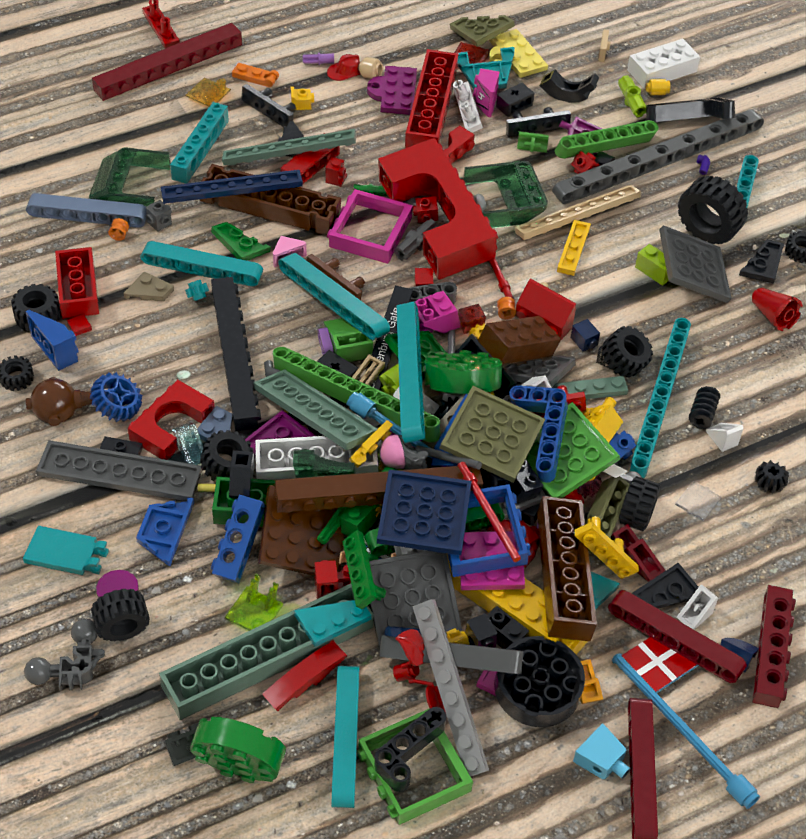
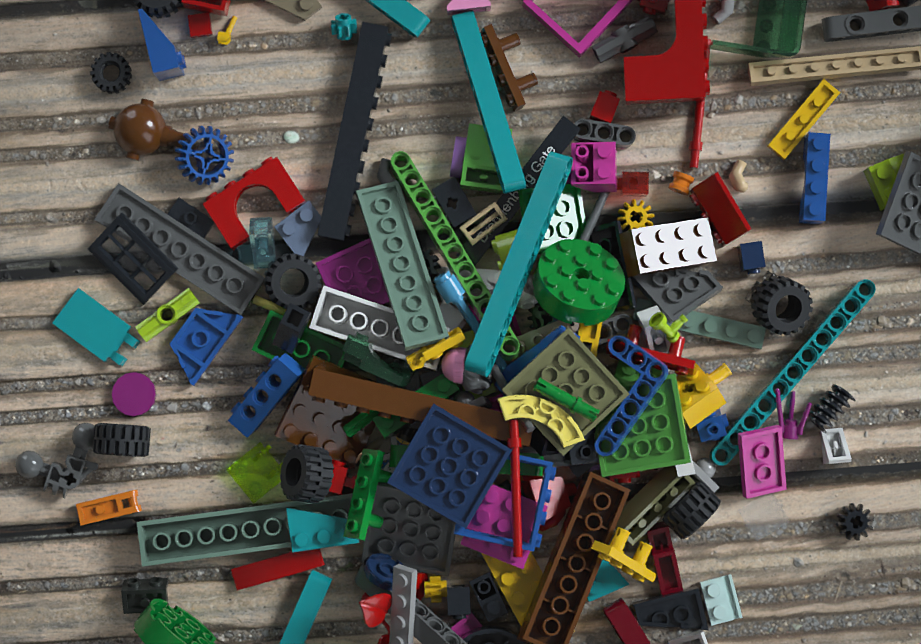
camera: 25 degrees right, 35 degrees up
(80, 486) = (133, 258): none -> black piece
(102, 326) = (225, 37): none -> yellow hand
(126, 518) = (155, 324): none -> lime piece
(126, 683) = (107, 507): none -> orange plate
(301, 574) = (306, 474): none -> black tyre
(483, 448) = (543, 411): none -> light yellow tile
(503, 433) = (575, 404): none -> green pin
(541, 375) = (659, 322): none -> lime piece
(611, 287) = (816, 163): none -> blue arch
(674, 455) = (762, 461): none -> dark pink plate
(680, 429) = (790, 427): none -> magenta plant
(702, 569) = (720, 599): none -> light aqua plate

